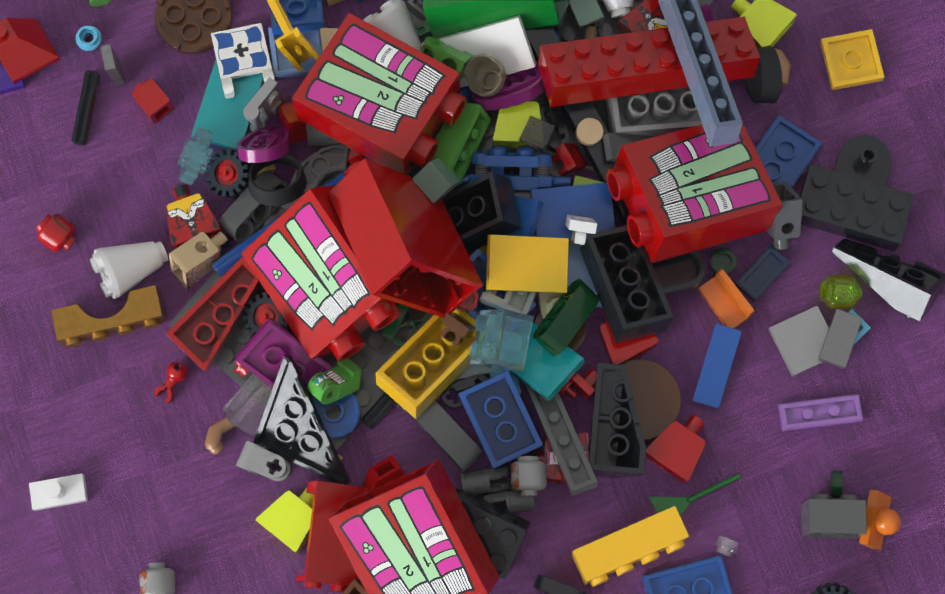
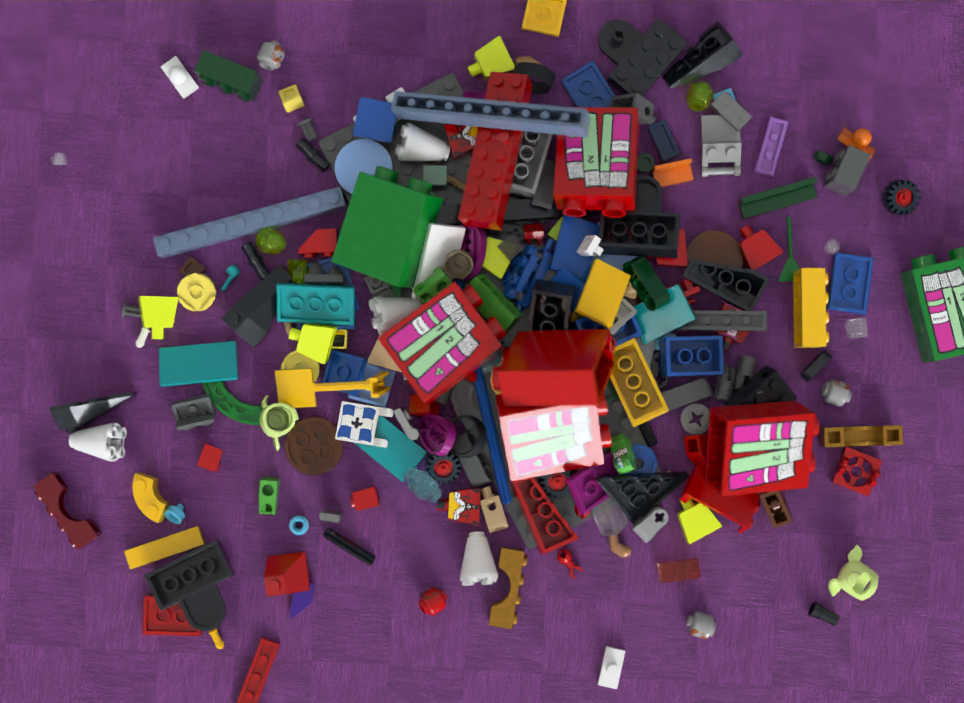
camera: 75 degrees left, 10 degrees up
(217, 525) = (678, 570): none -> clear red slope
(420, 451) = (686, 417): none -> light grey gear
(436, 180) = (520, 328): sand green panel -> none
(459, 326) = (624, 356): reddish brown tile -> none
(501, 340) = (648, 332): clear light blue brick -> none
(528, 475) = (738, 353): light grey head -> none
(589, 131) = (524, 211): tan tile -> none
(716, 366) = (713, 199): blue tile -> none
(757, 448) = (777, 198): none -> dark green fence
(780, 348) = (721, 152): none -> light grey plate

